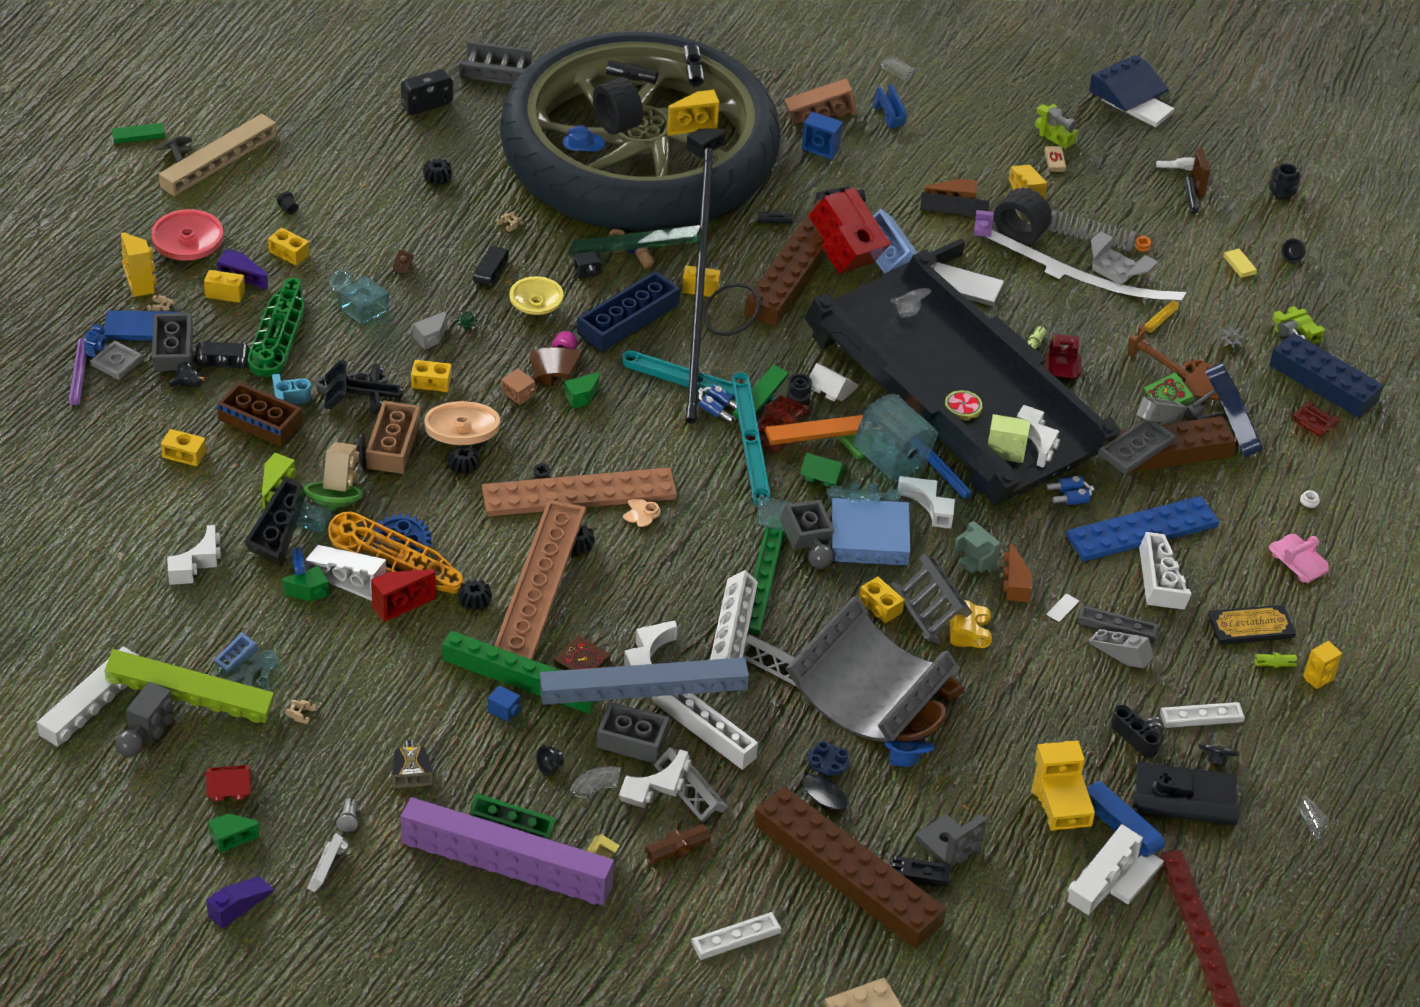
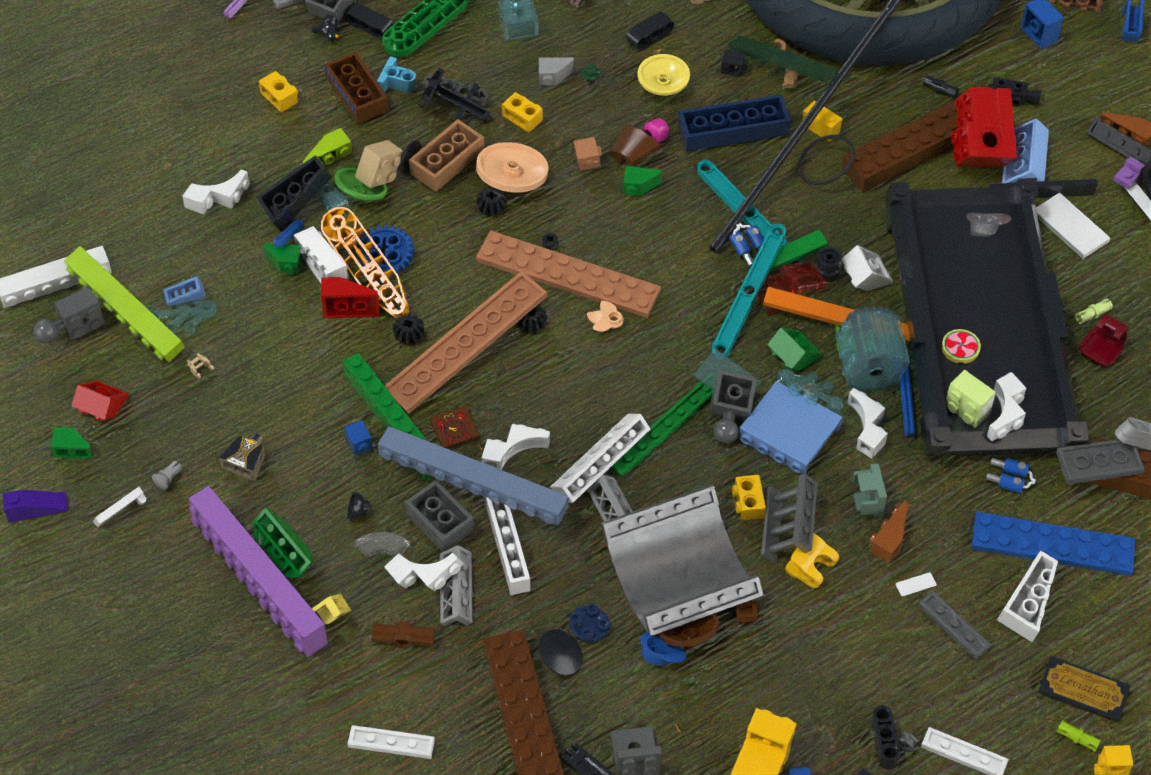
camera: 35 degrees right, 10 degrees up
(1126, 648) = (938, 651): light grey slope -> none

